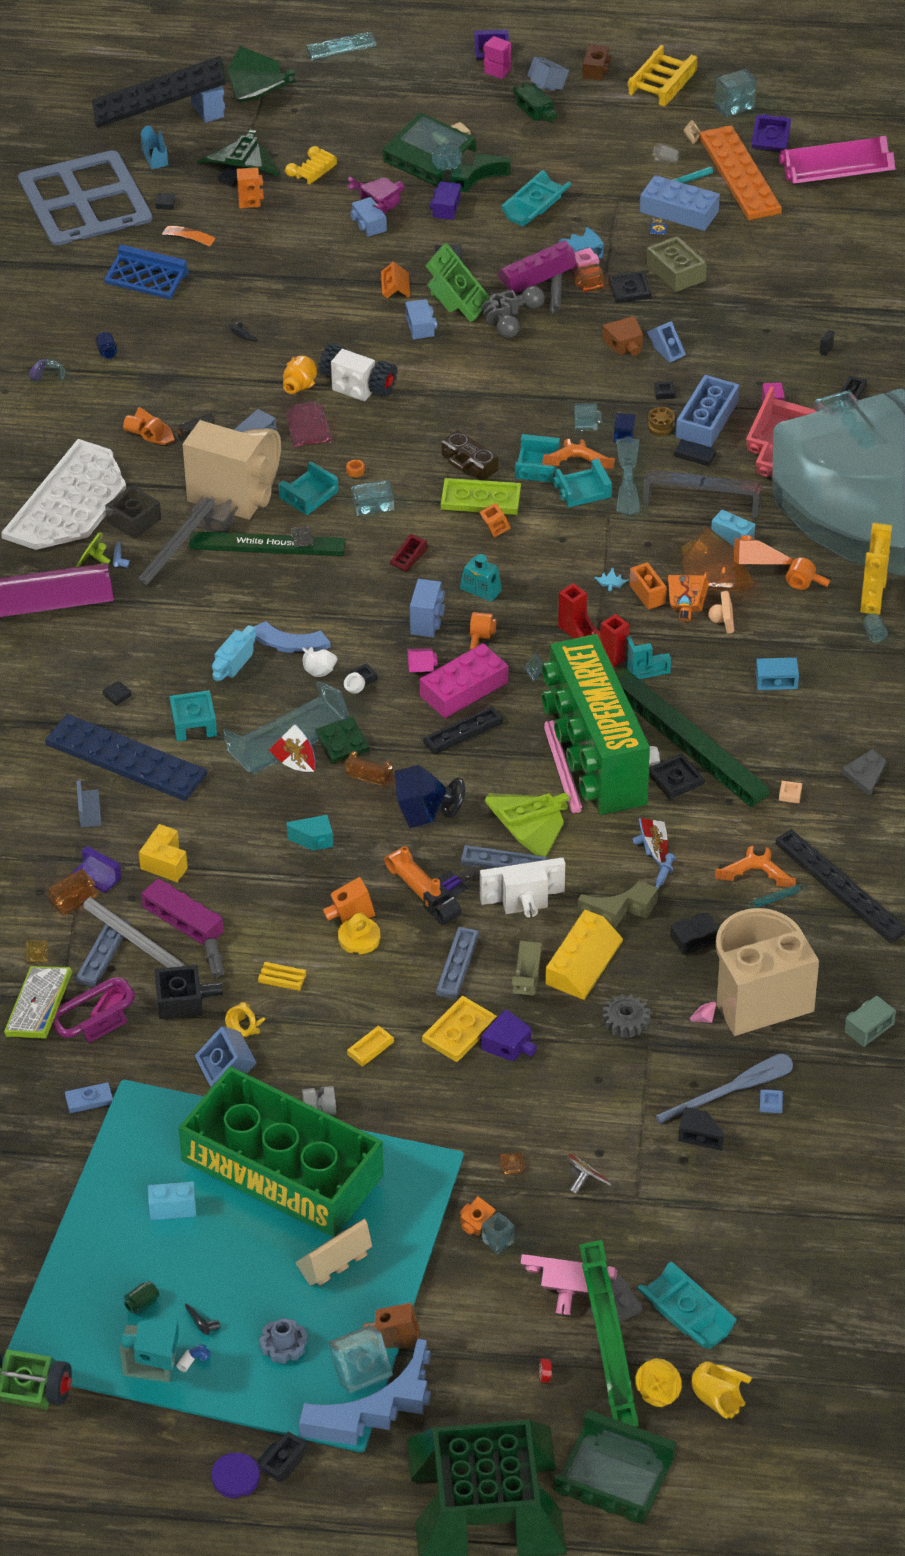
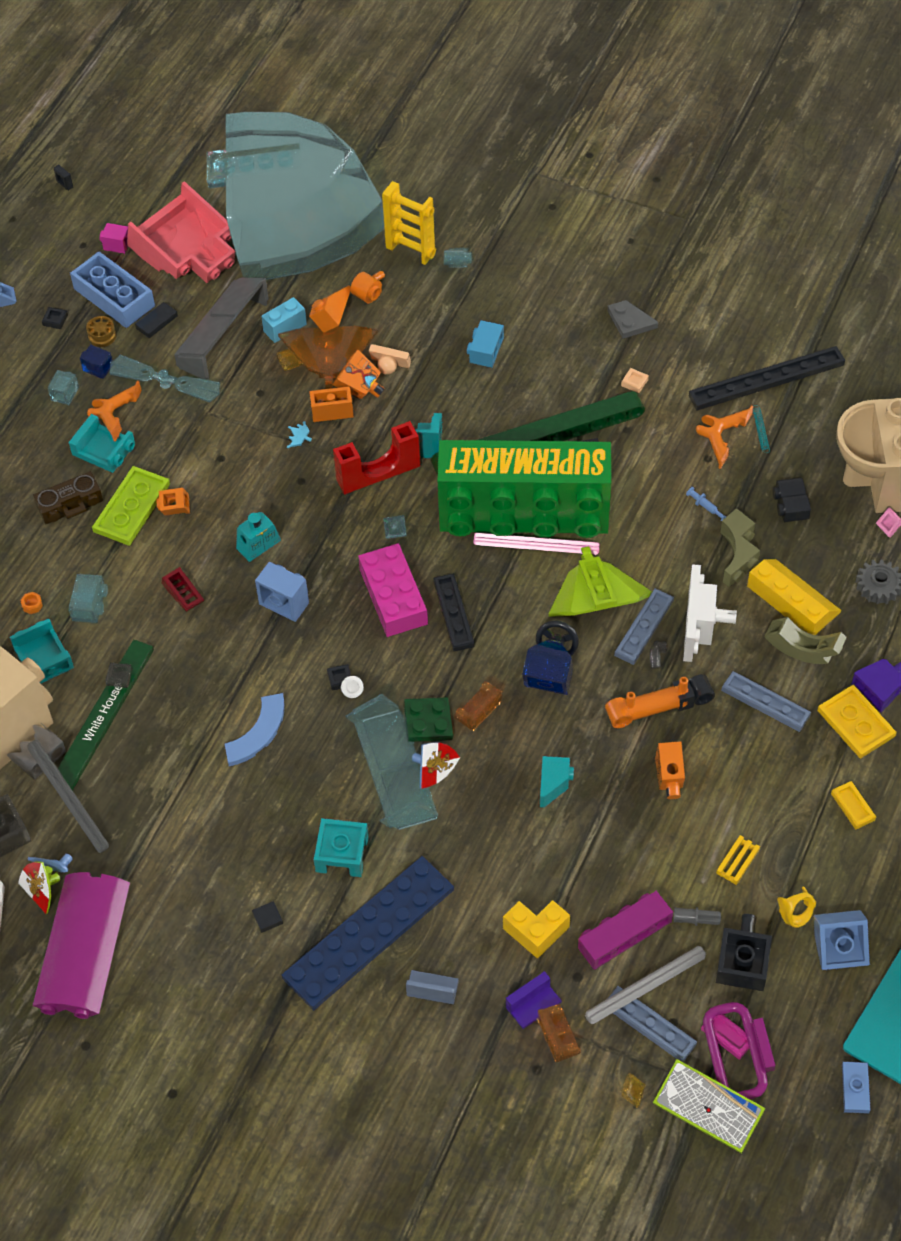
camera: 70 degrees left, 10 degrees up
(234, 653) = (264, 785): medium azure hinge -> none
(318, 663) = (313, 712): white piece -> none
(359, 934) = (704, 776): yellow tile -> none
(421, 659) = (355, 616): dark pink piece -> none
(452, 884) = (656, 679): black piece -> none
(481, 627) = (322, 556): orange piece -> none
(584, 485) = (158, 416): teal panel -> none
(654, 839) = (663, 502): shield -> none
(863, 383) = (132, 184): black tile -> none

